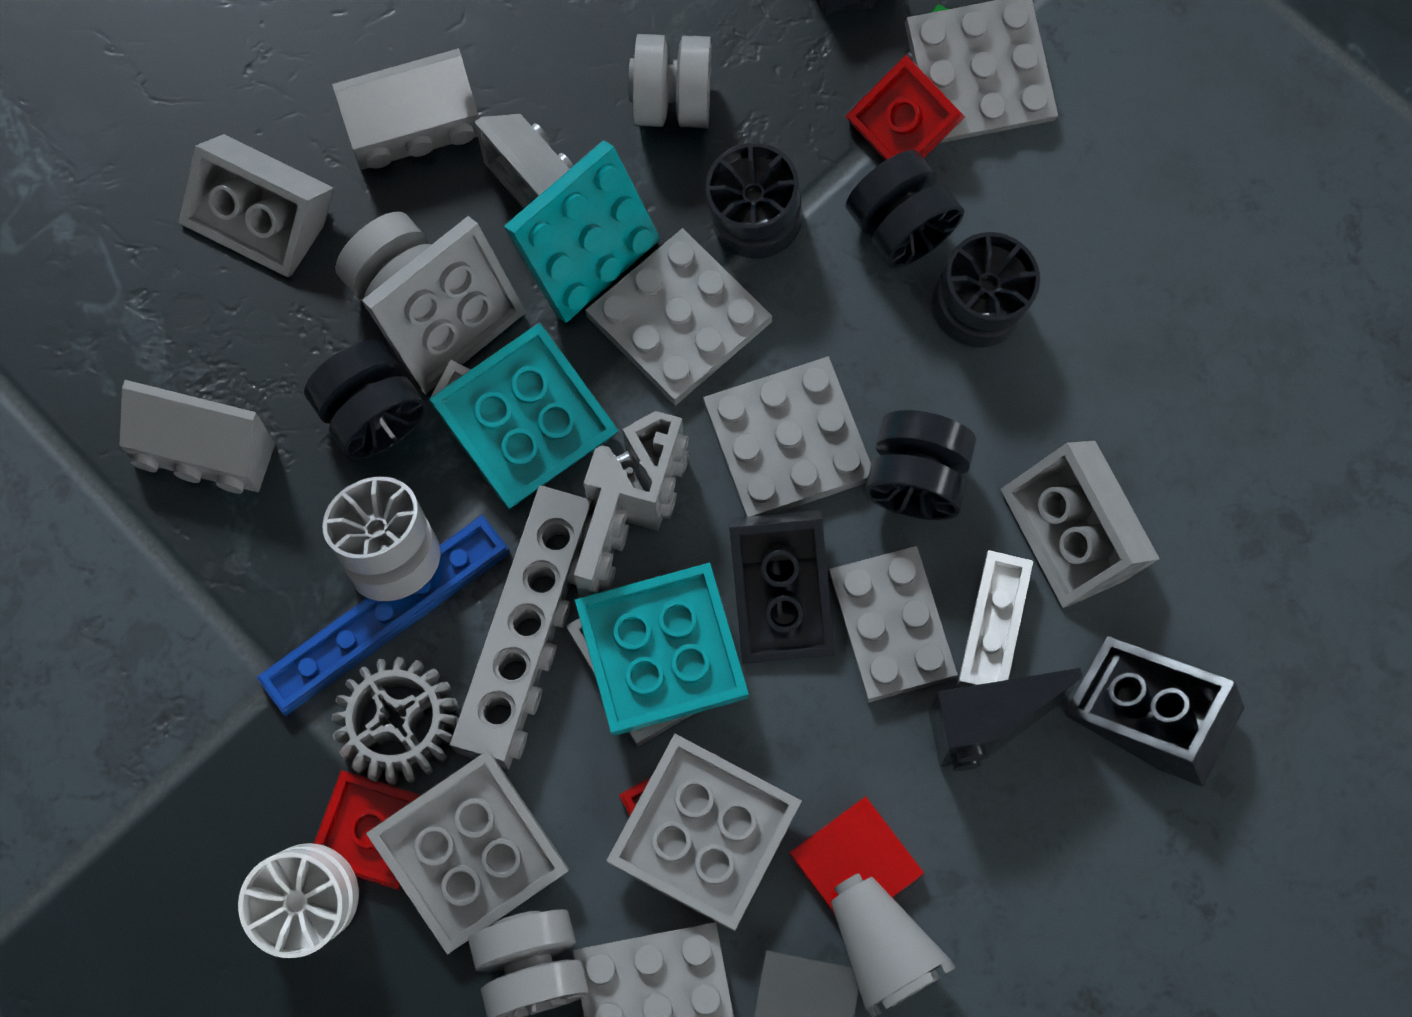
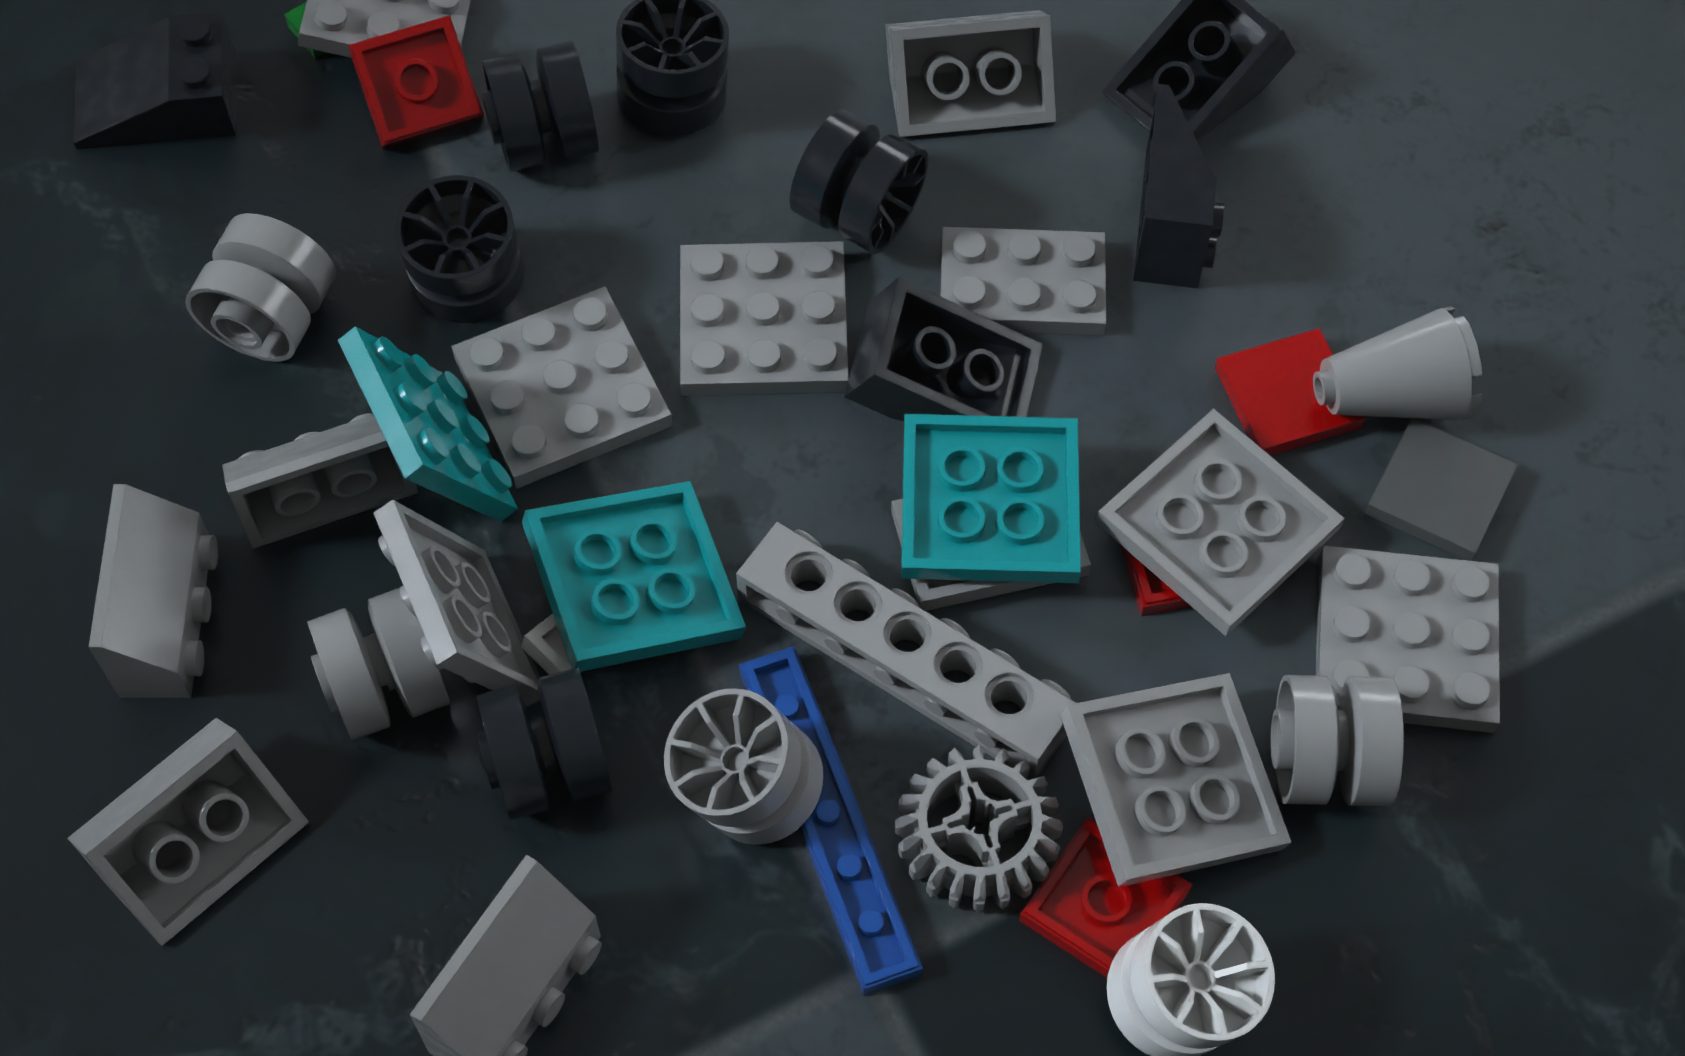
camera: 75 degrees left, 10 degrees down
(634, 495) = (775, 473): light grey piece -> none
(995, 619) = (1056, 180): white plate -> none

